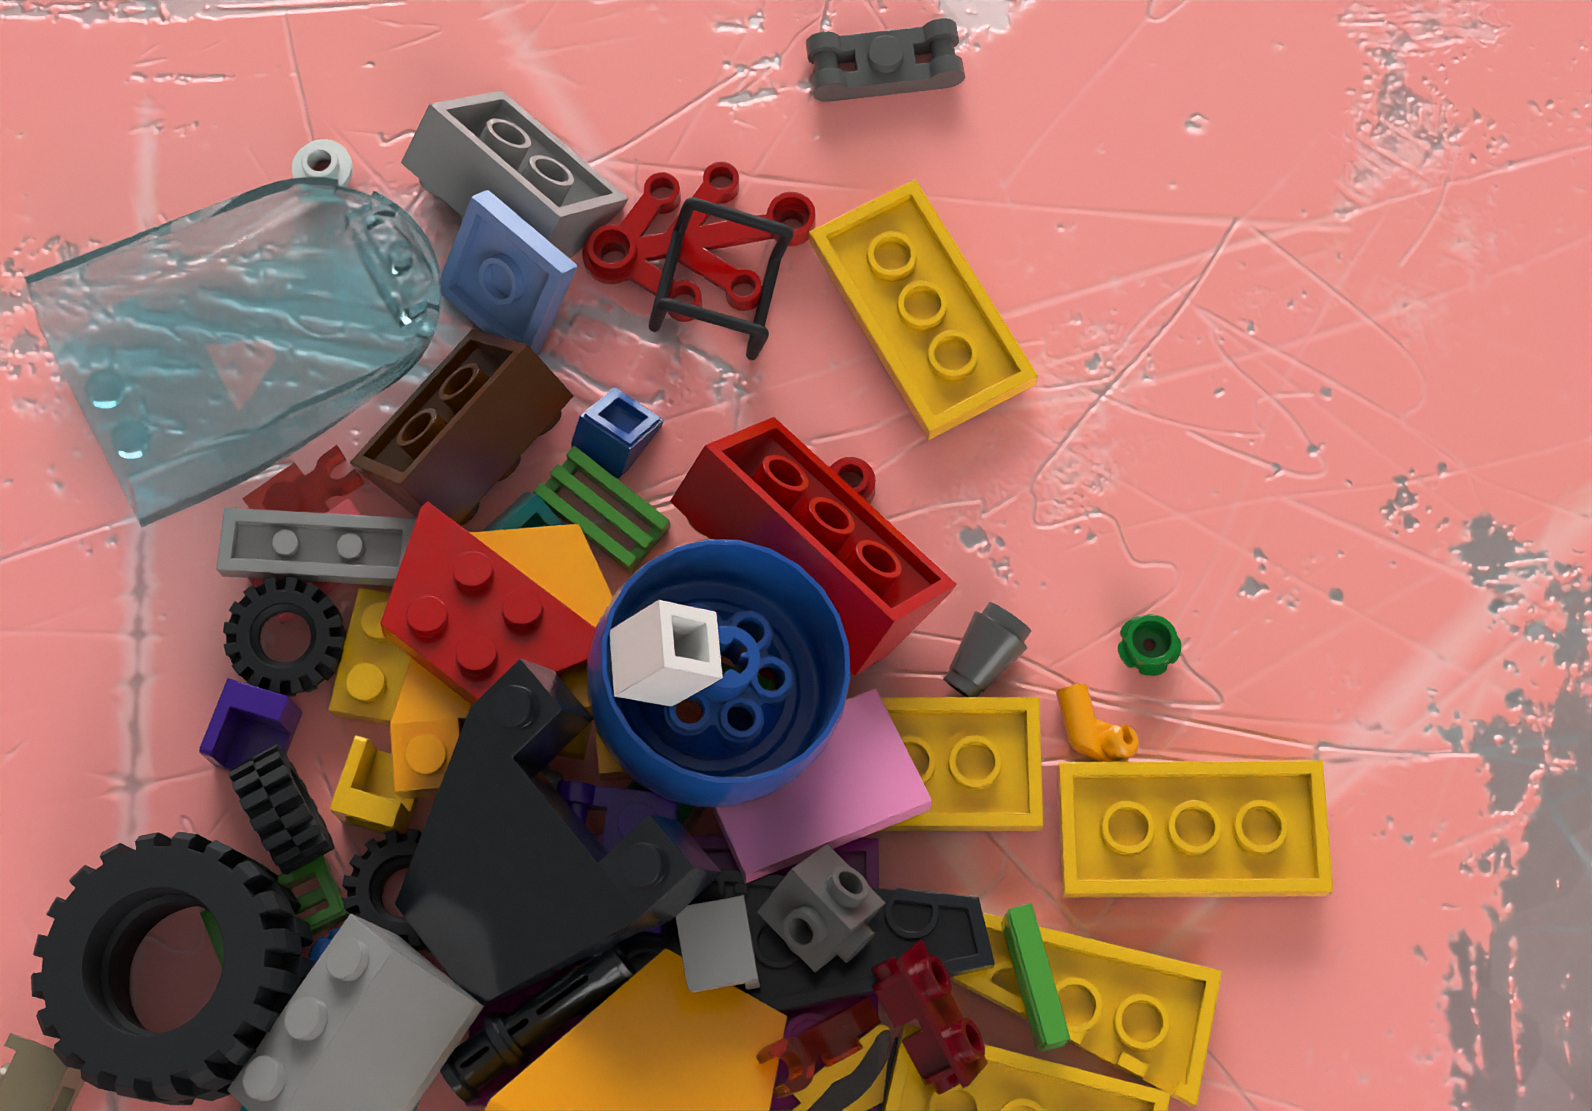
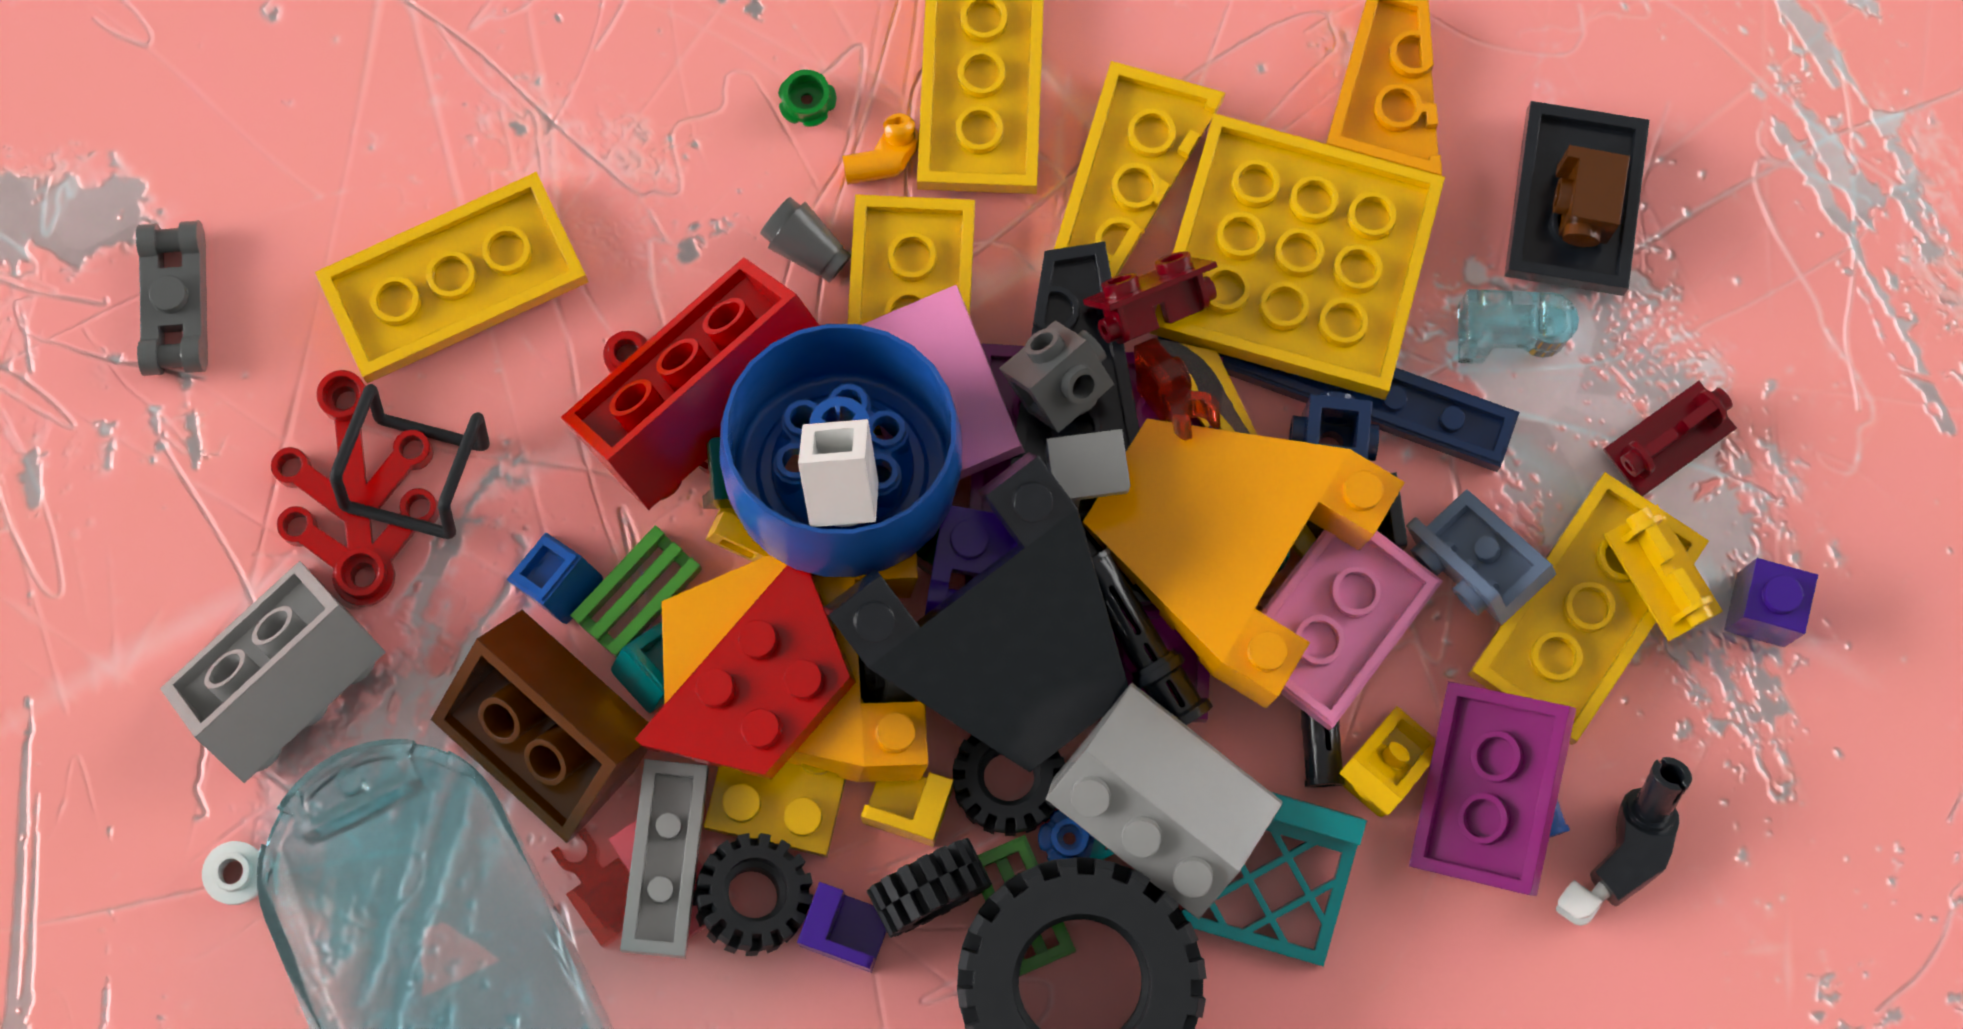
camera: 90 degrees left, 5 degrees up
(505, 273) = (387, 670): medium blue plate -> none
(1034, 978) = (1117, 209): bright green tile -> none

